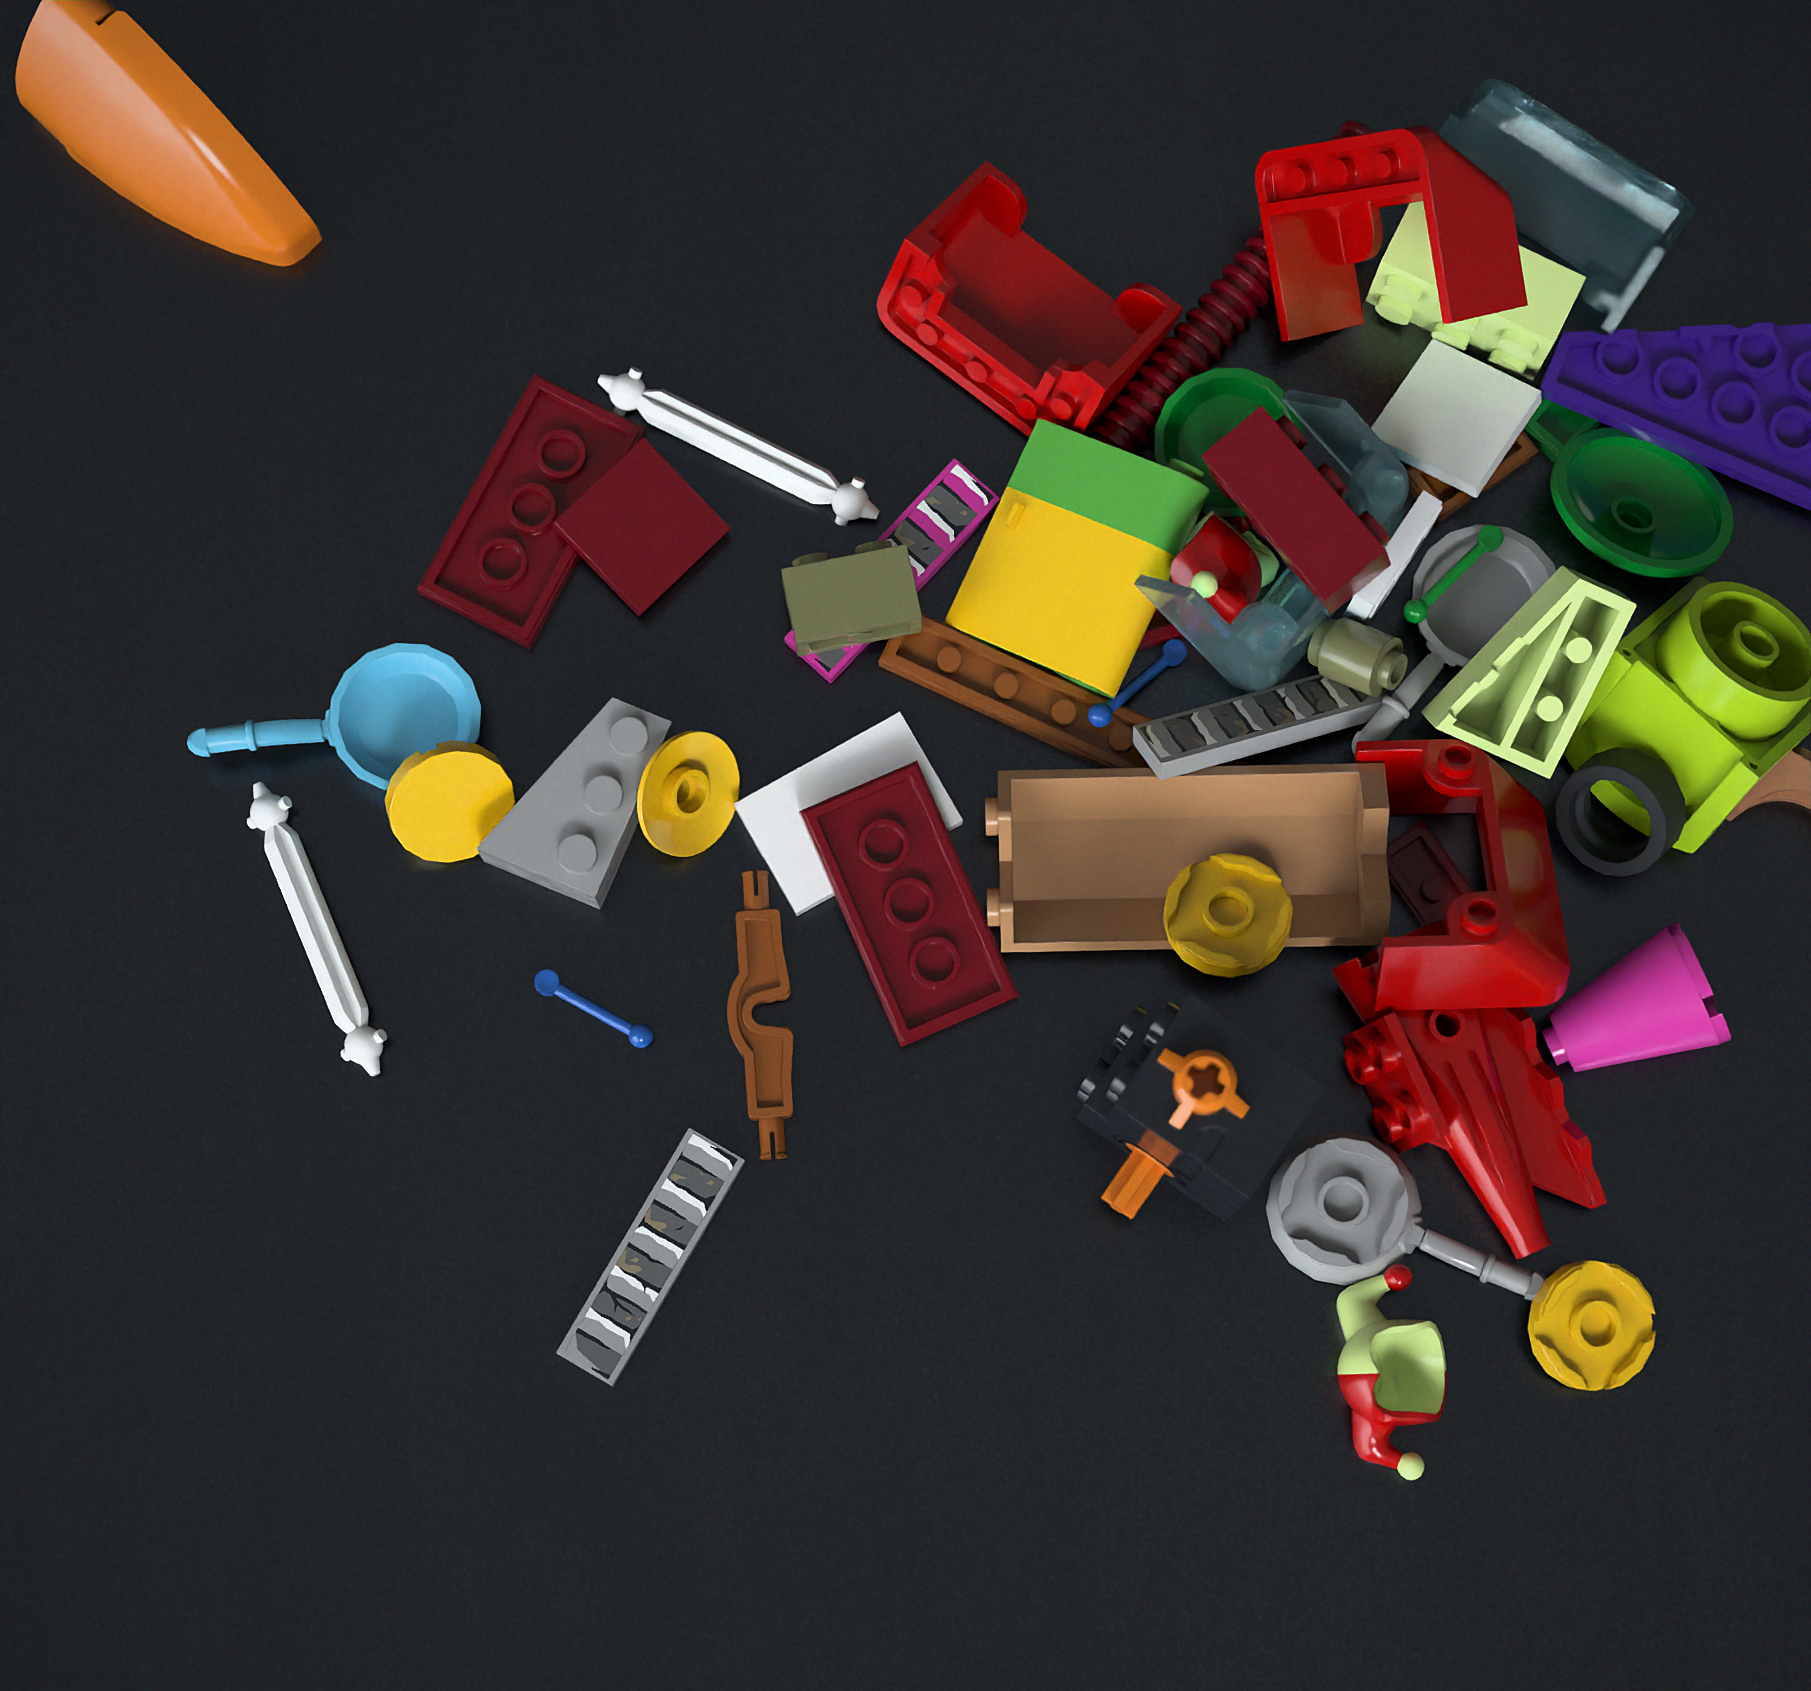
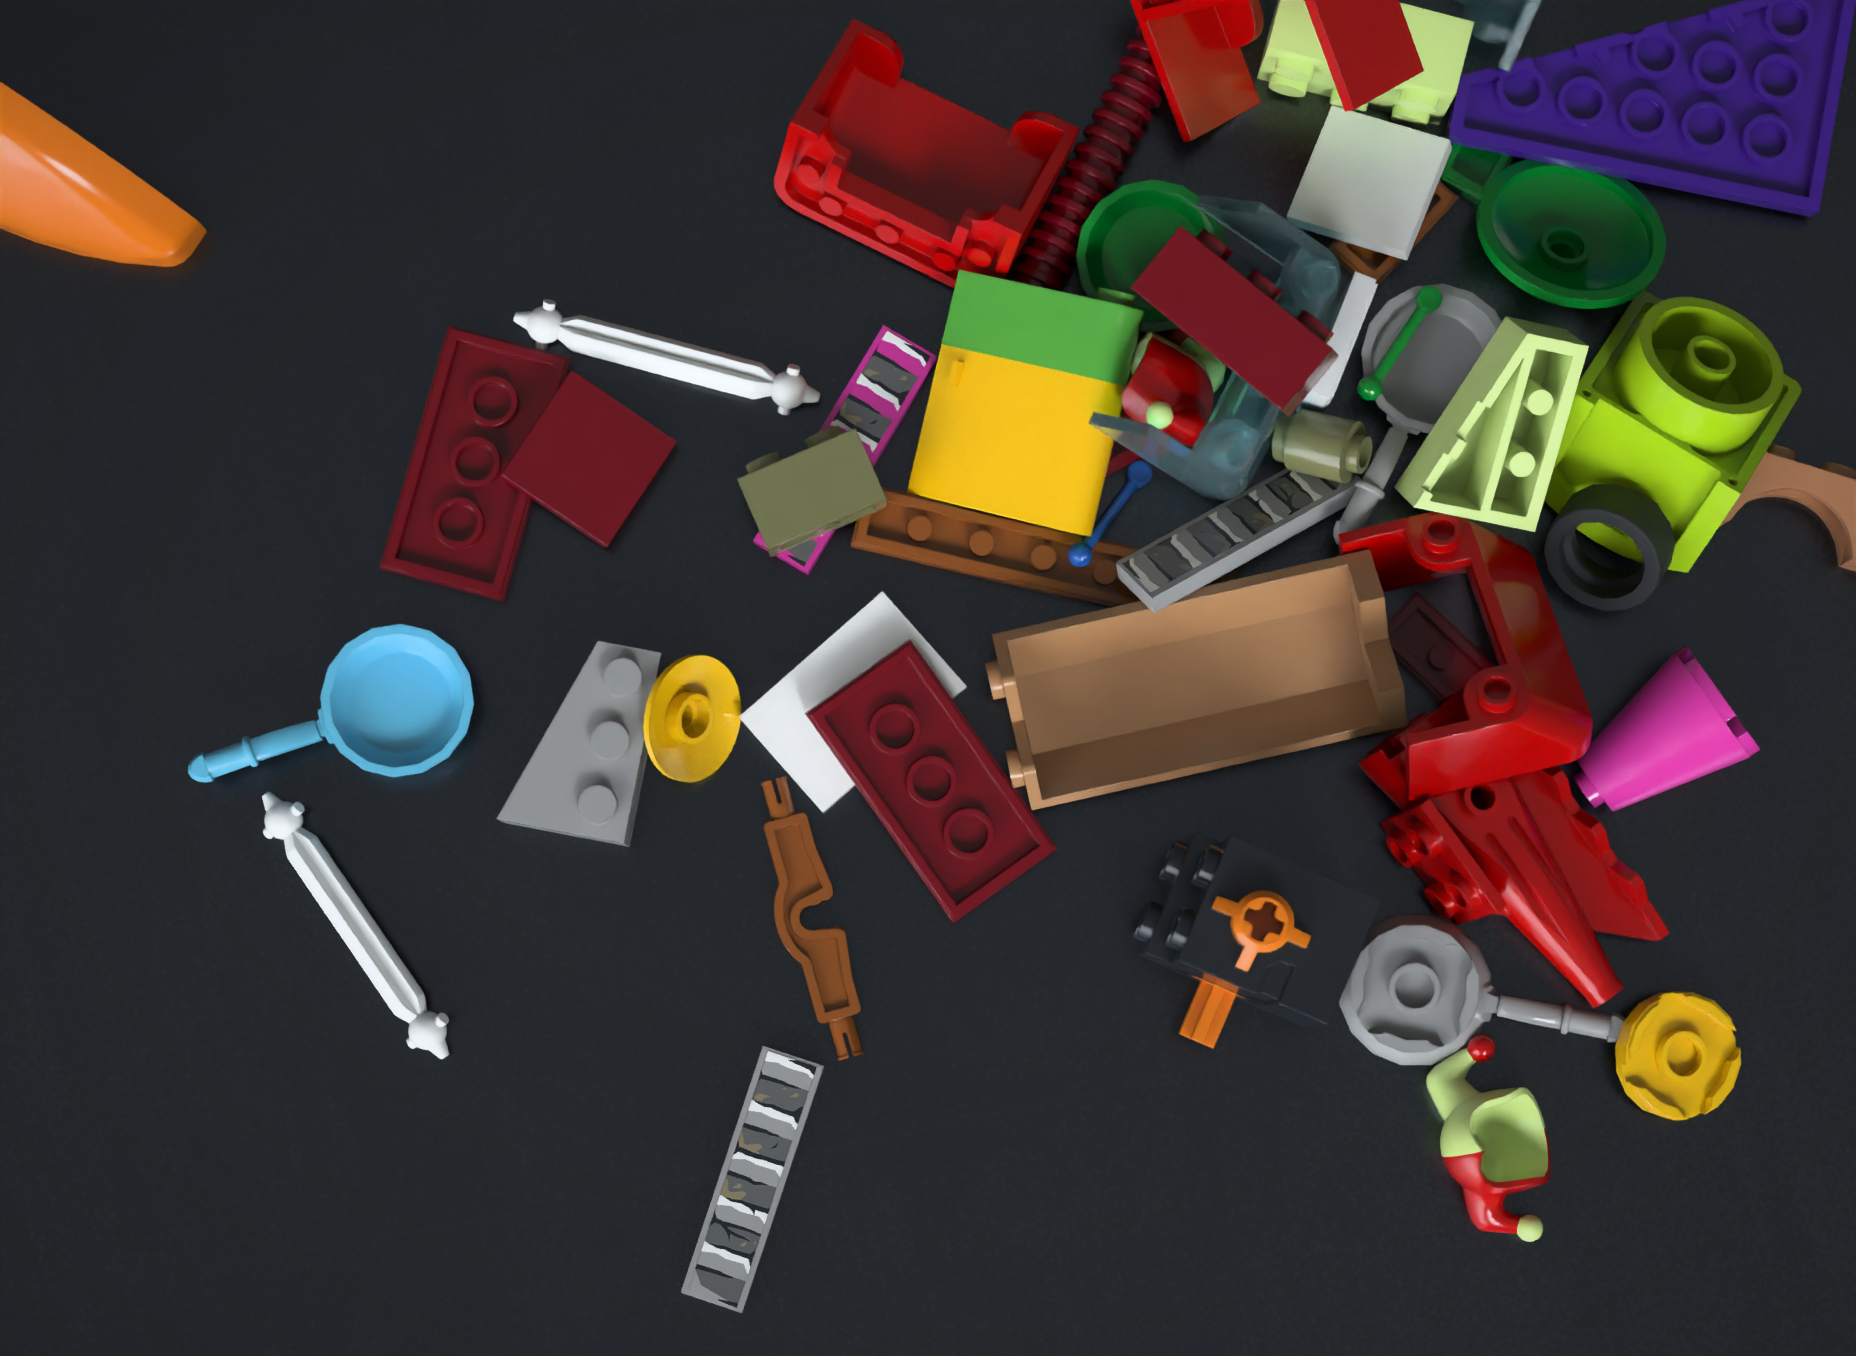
camera: 10 degrees left, 5 degrees up
(448, 800) = (458, 775): yellow tile -> none
(549, 984) = (595, 931): blue hinge -> none
(1227, 915) = (1246, 730): yellow tile -> none

